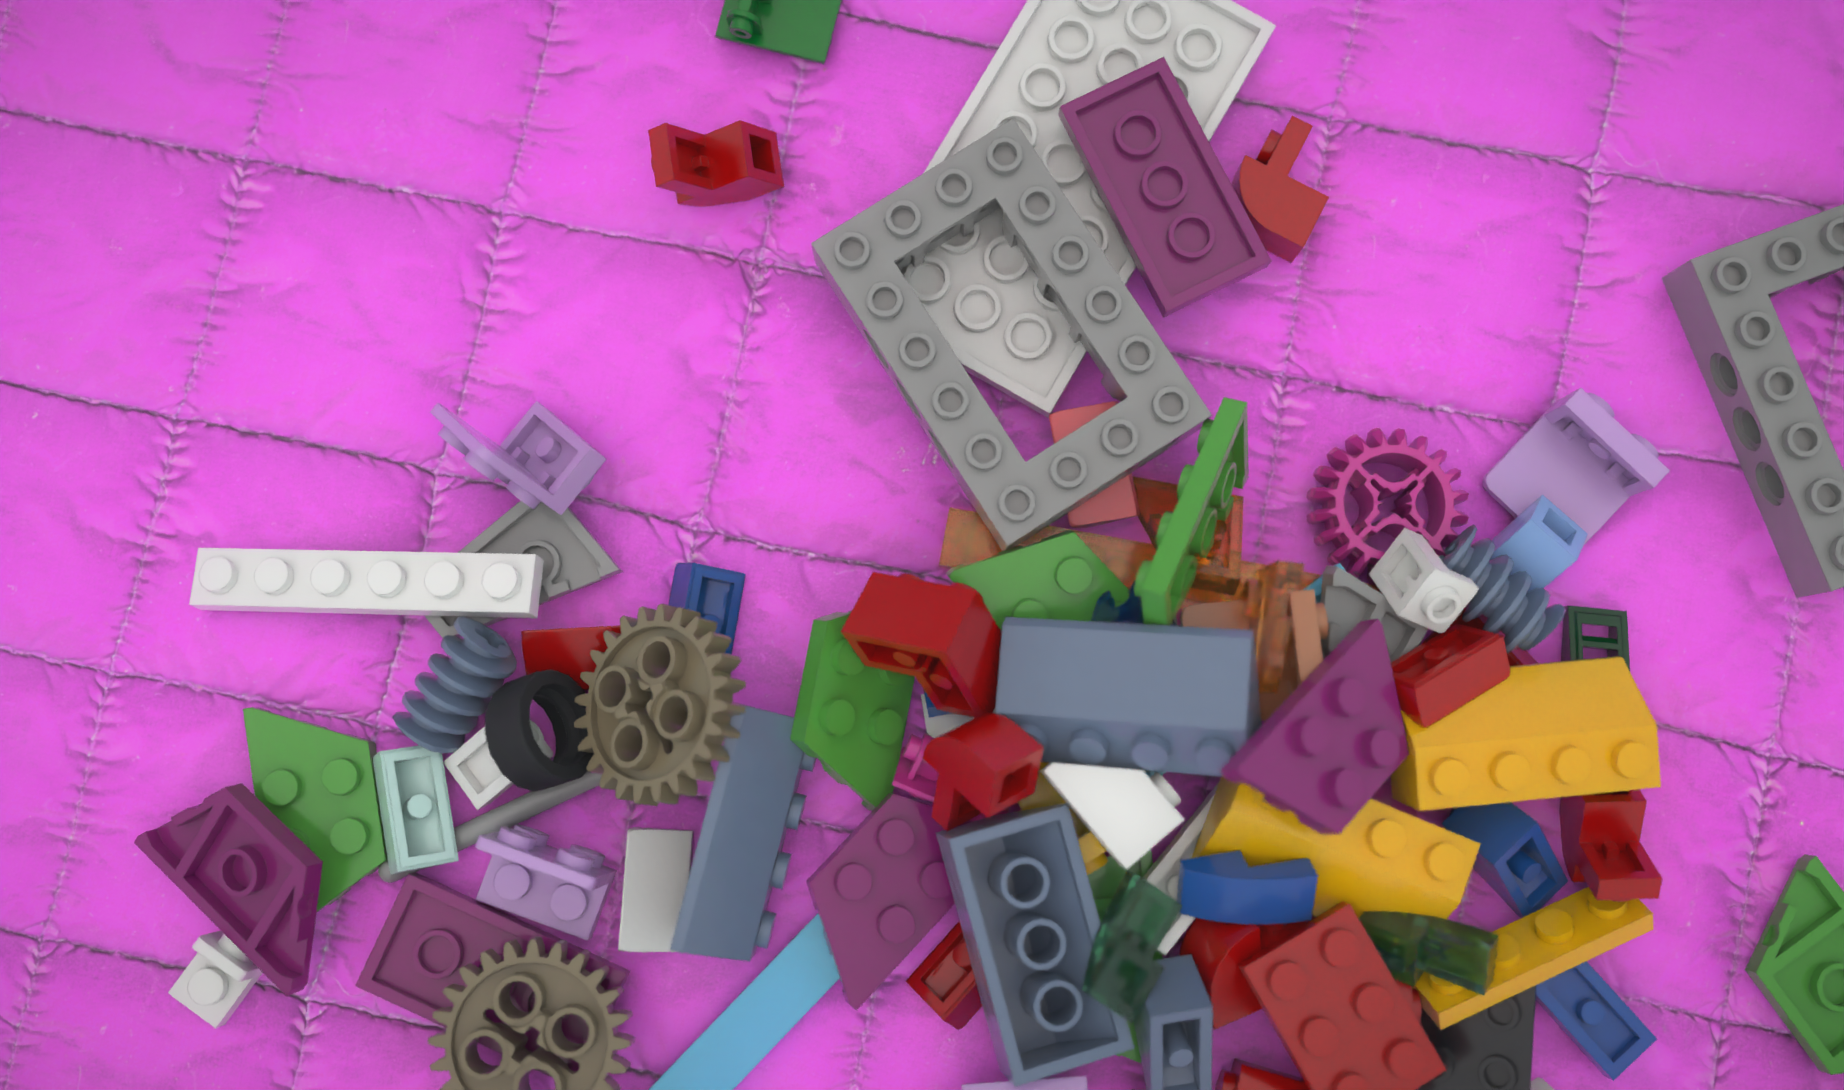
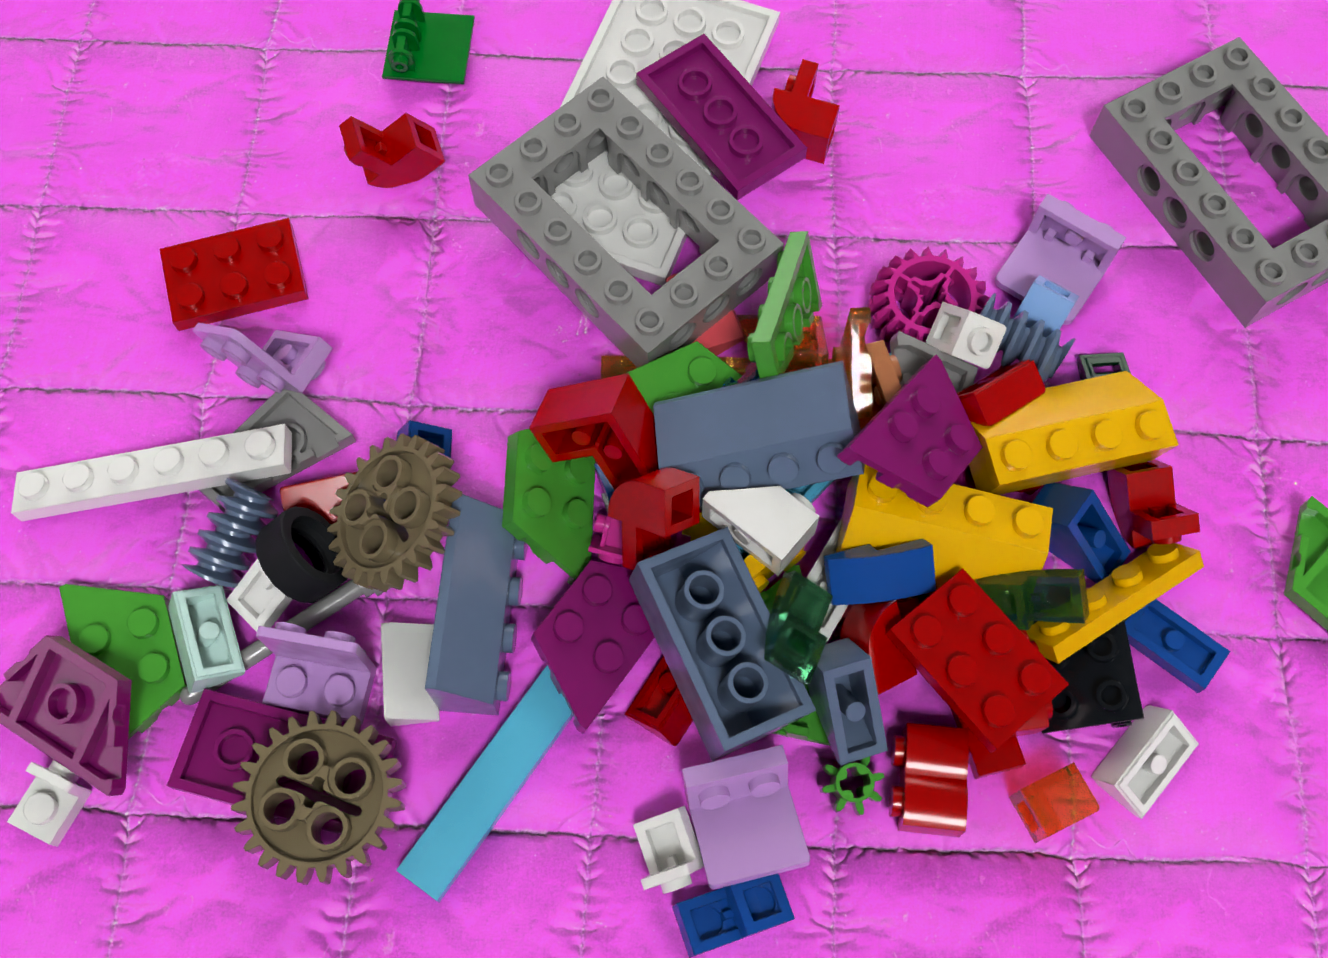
camera: 10 degrees left, 15 degrees down
(489, 306) = (233, 274): none -> red plate

